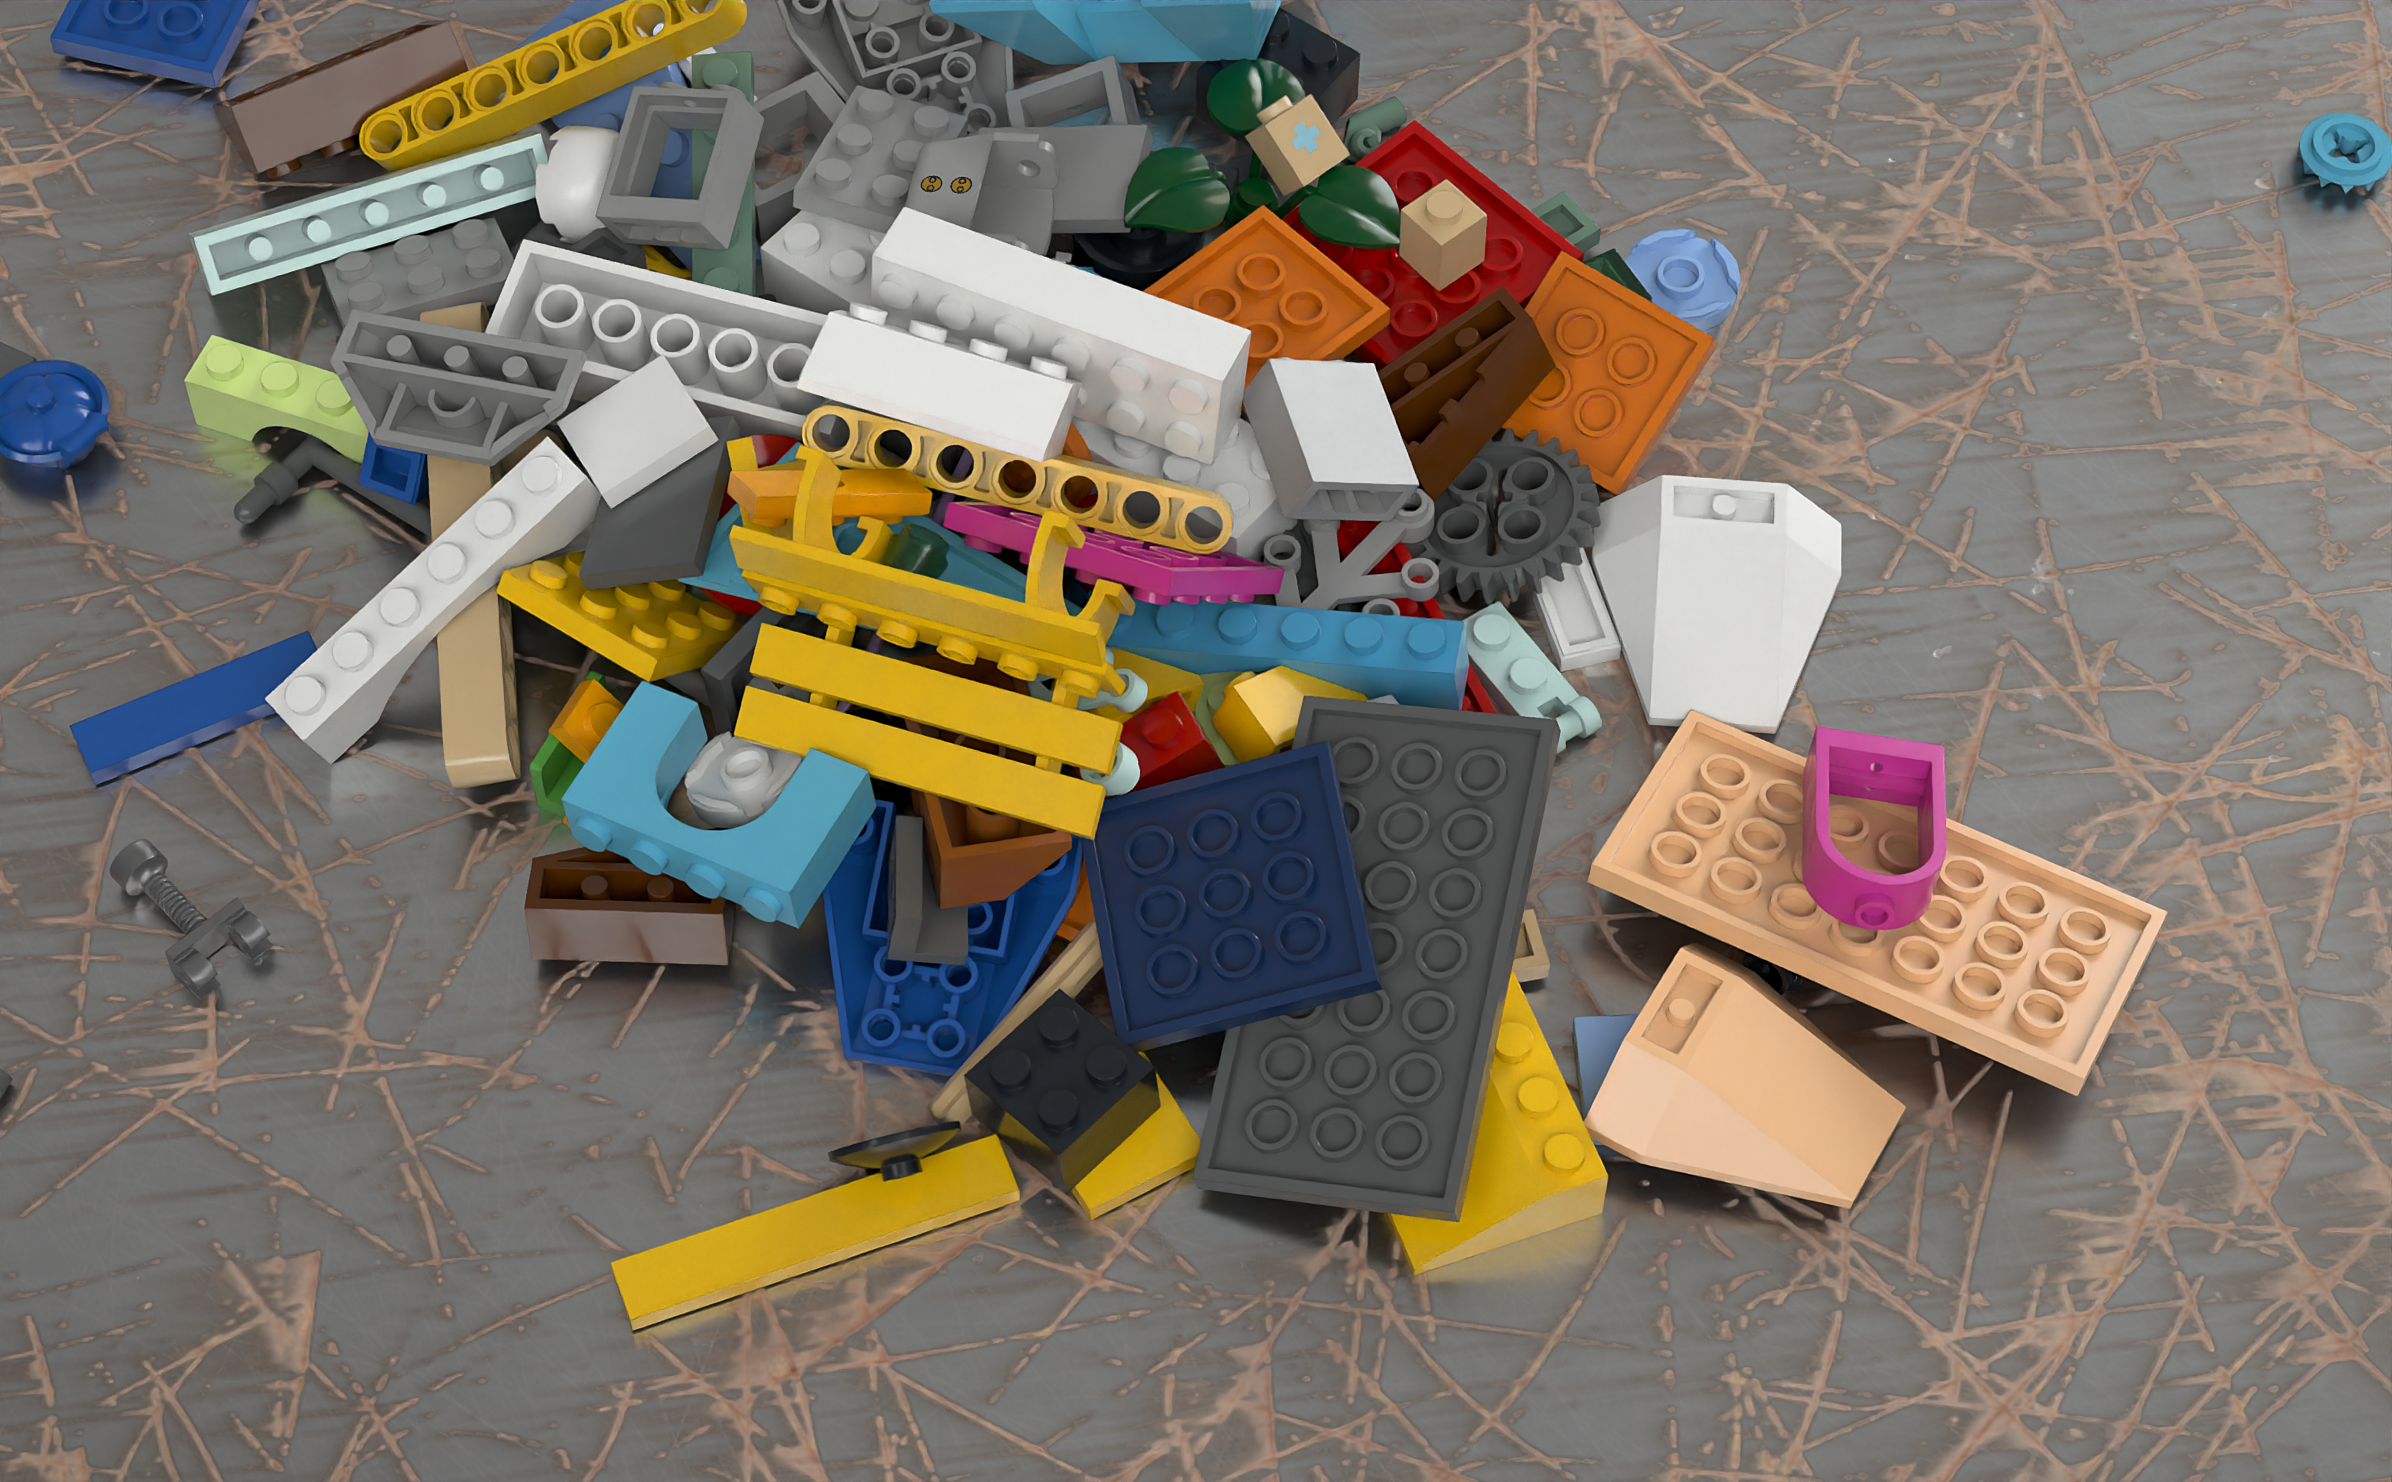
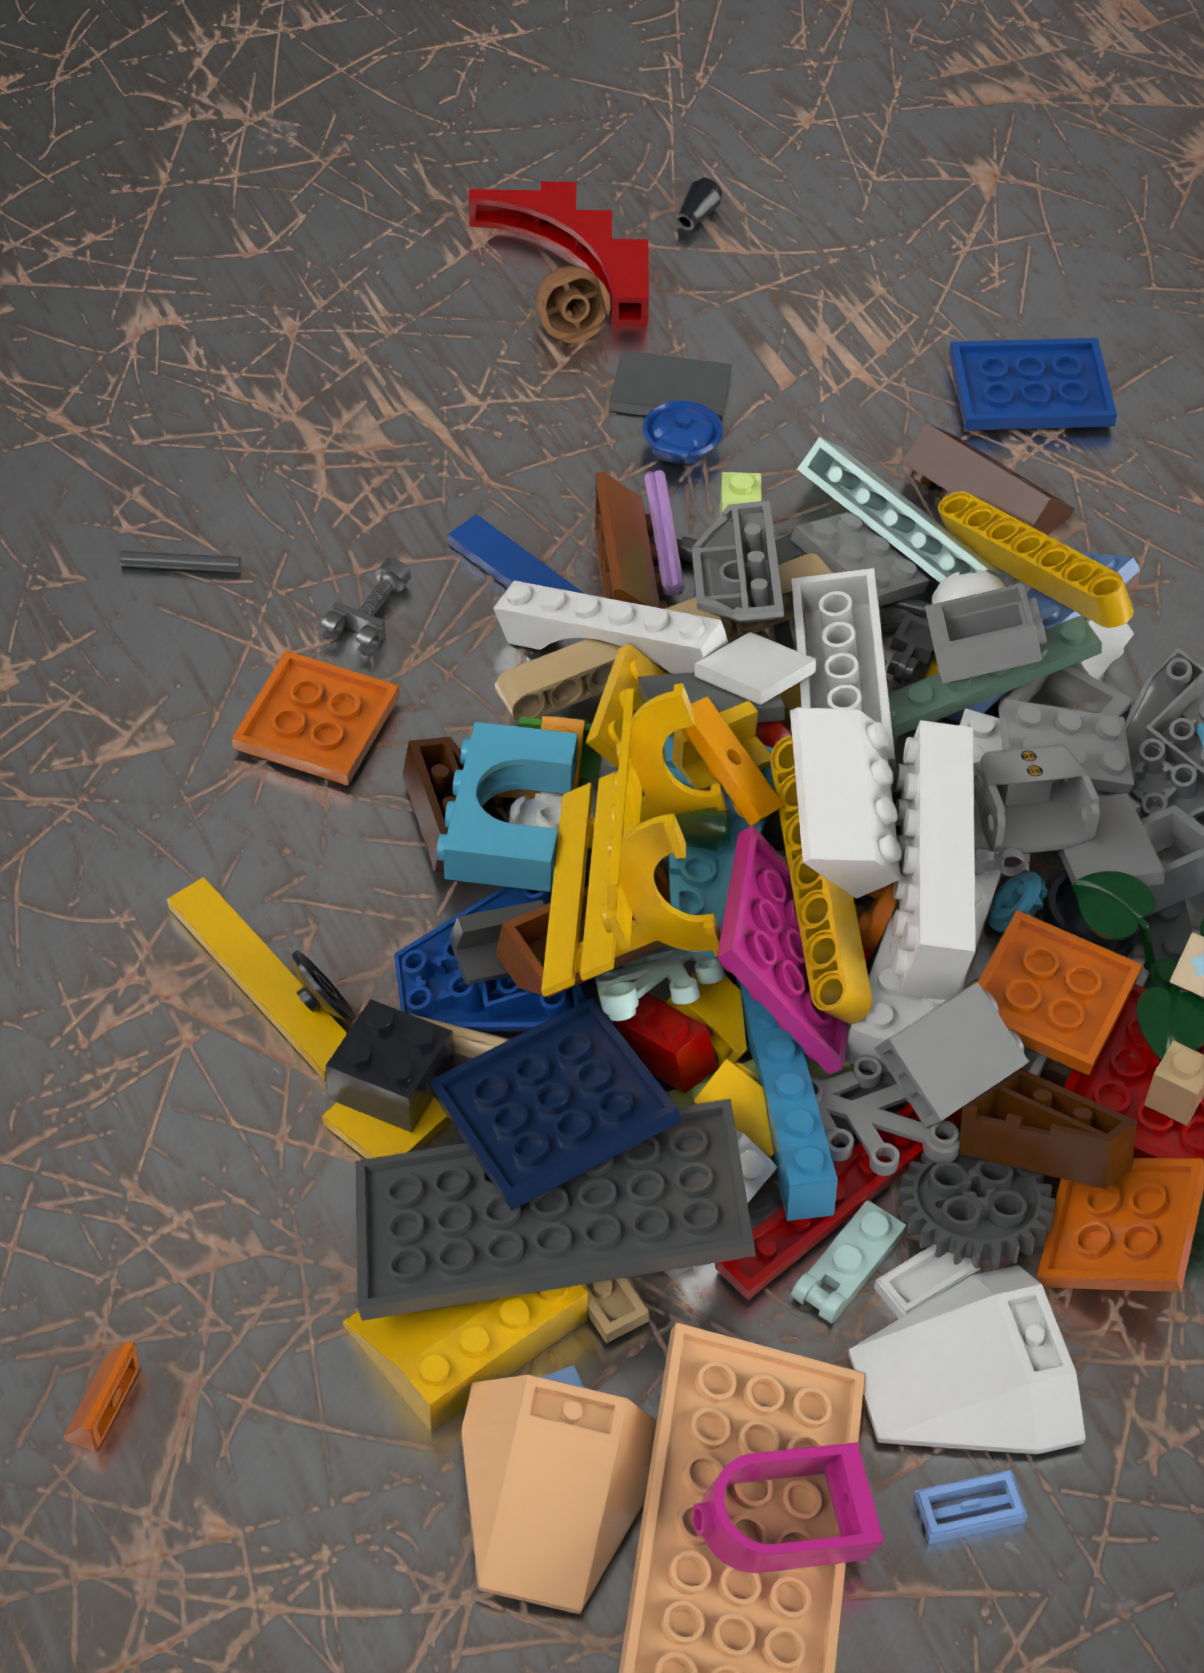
camera: 70 degrees right, 5 degrees down
(246, 493) = (664, 533): none -> lavender axle
(269, 559) = (624, 545): none -> dark orange slope
(372, 1041) = (316, 717): none -> orange plate
(1883, 712) = (973, 1525): none -> light blue tile

